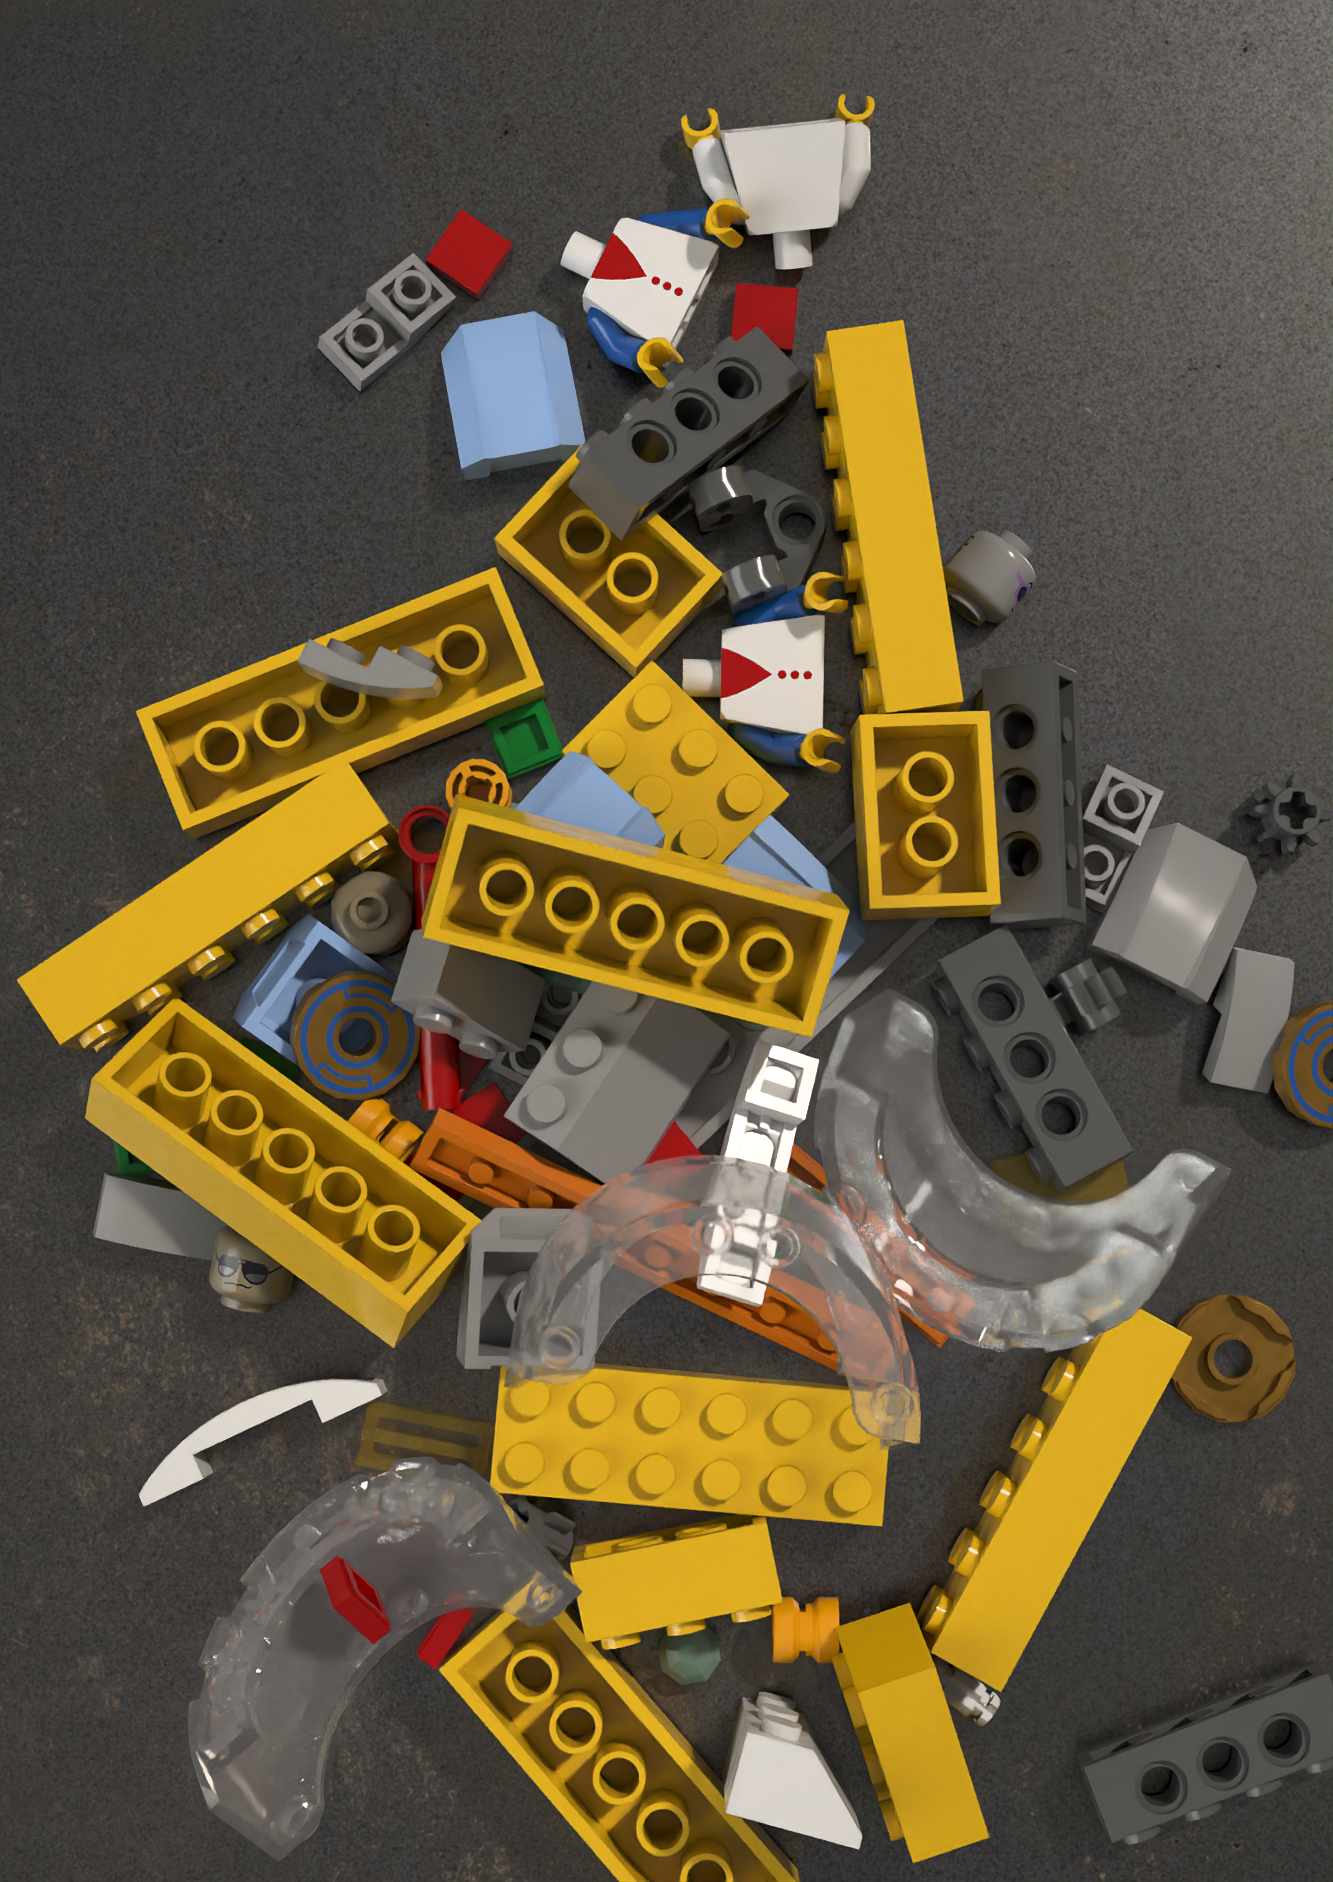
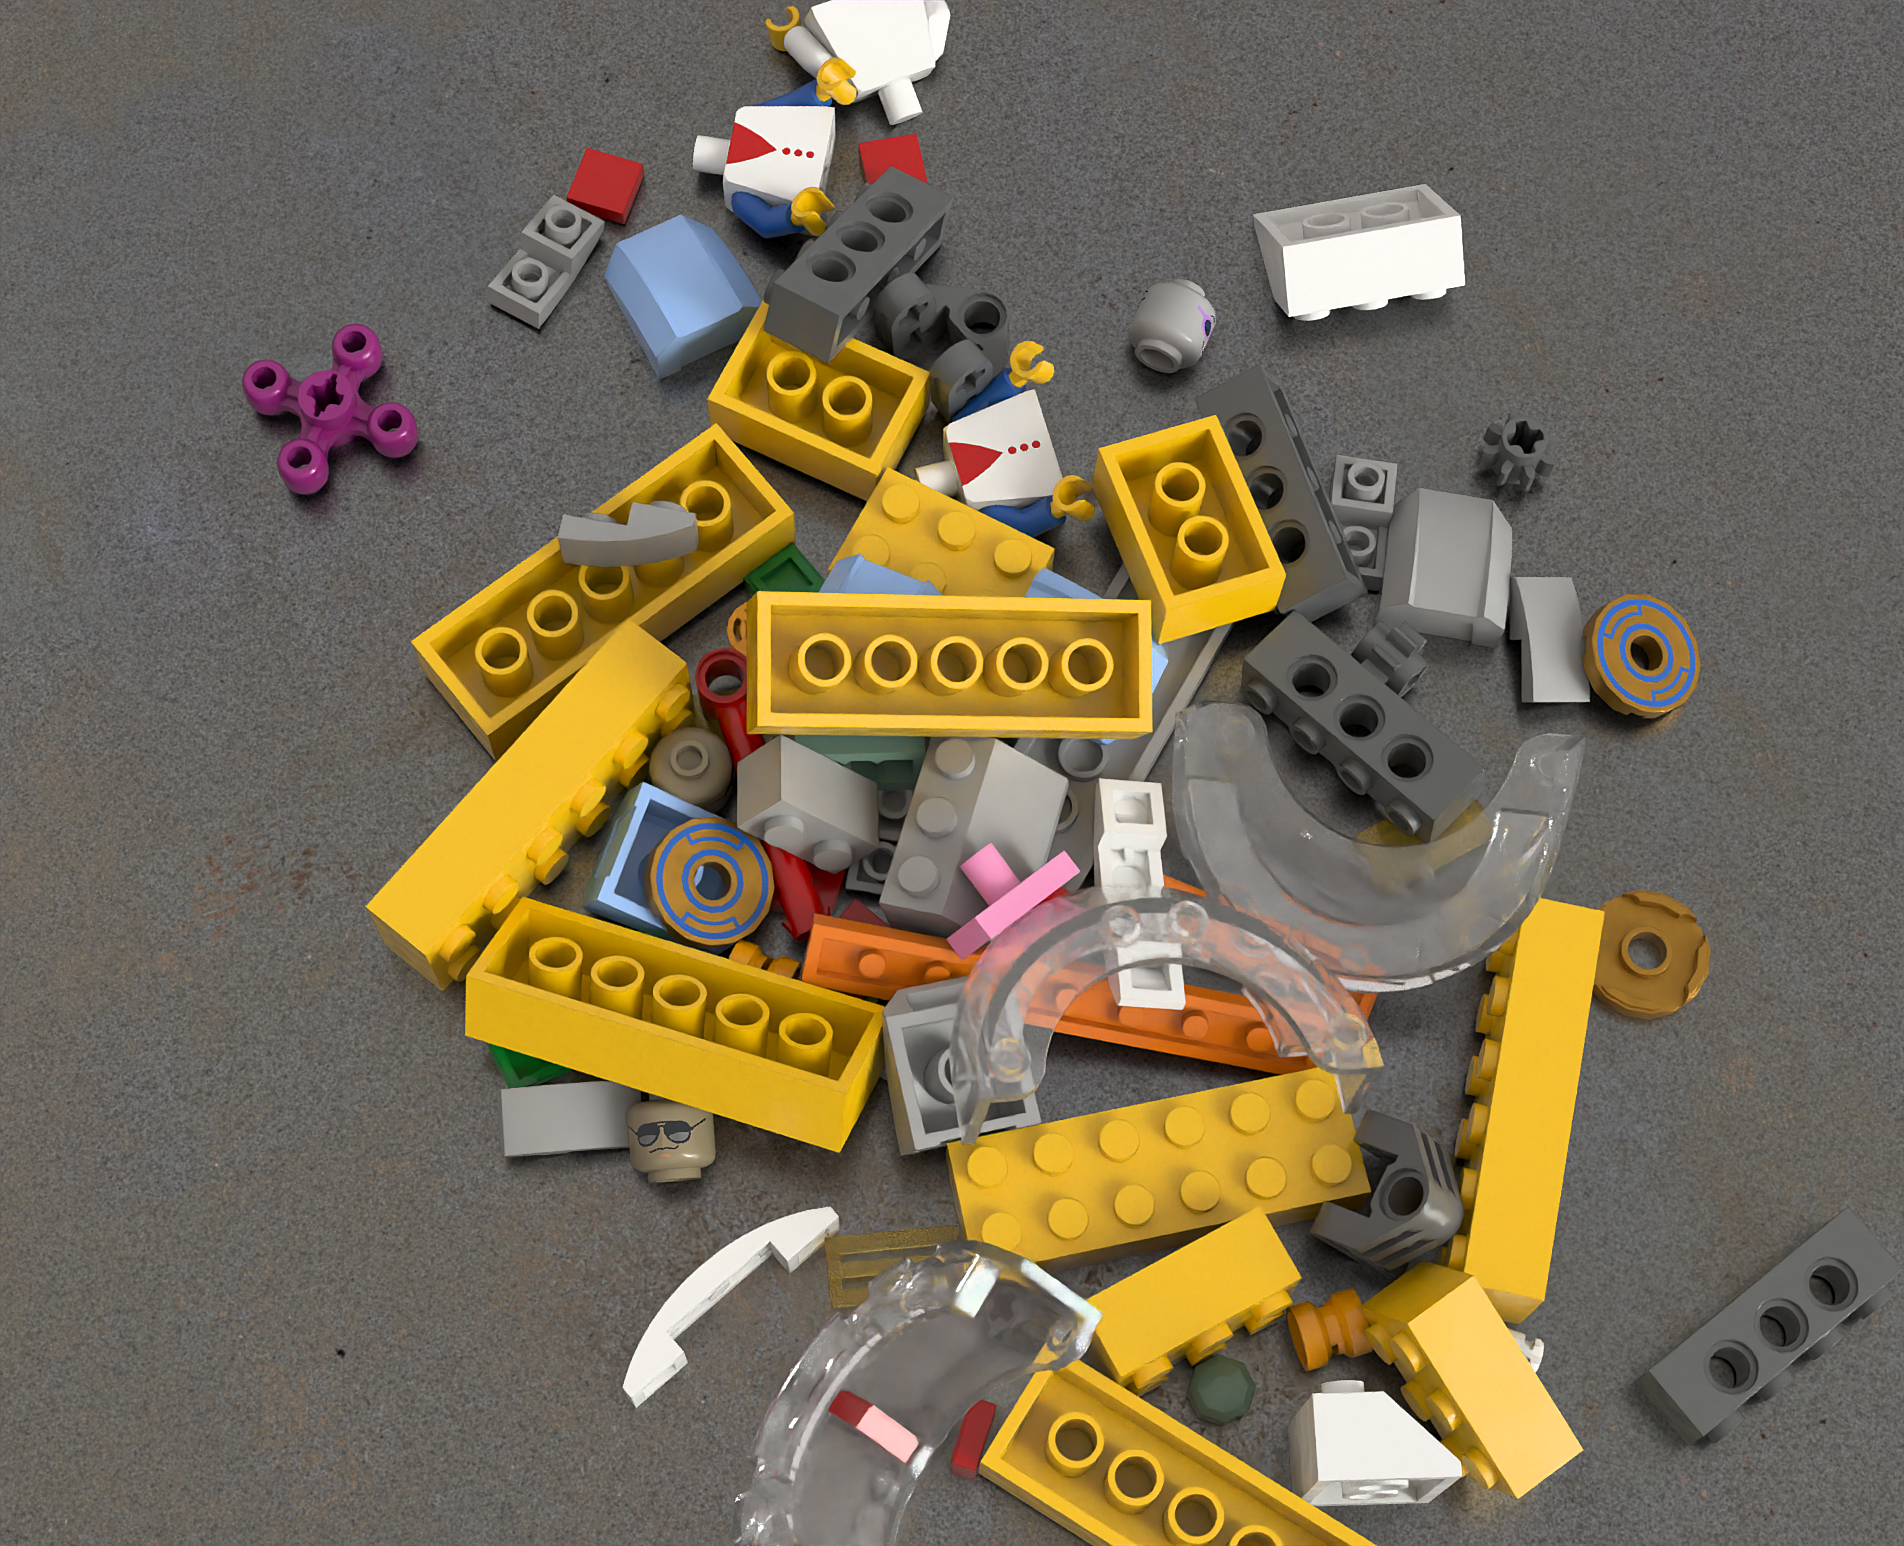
camera: 20 degrees left, 15 degrees down
(142, 405) = (330, 408): none -> magenta gear
(625, 1151) = (1005, 895): none -> bright pink tile
(888, 521) = (1062, 286): yellow brick -> none
(934, 1533) = (1398, 1227): none -> dark grey piece
(1206, 549) = (1361, 251): none -> white slope

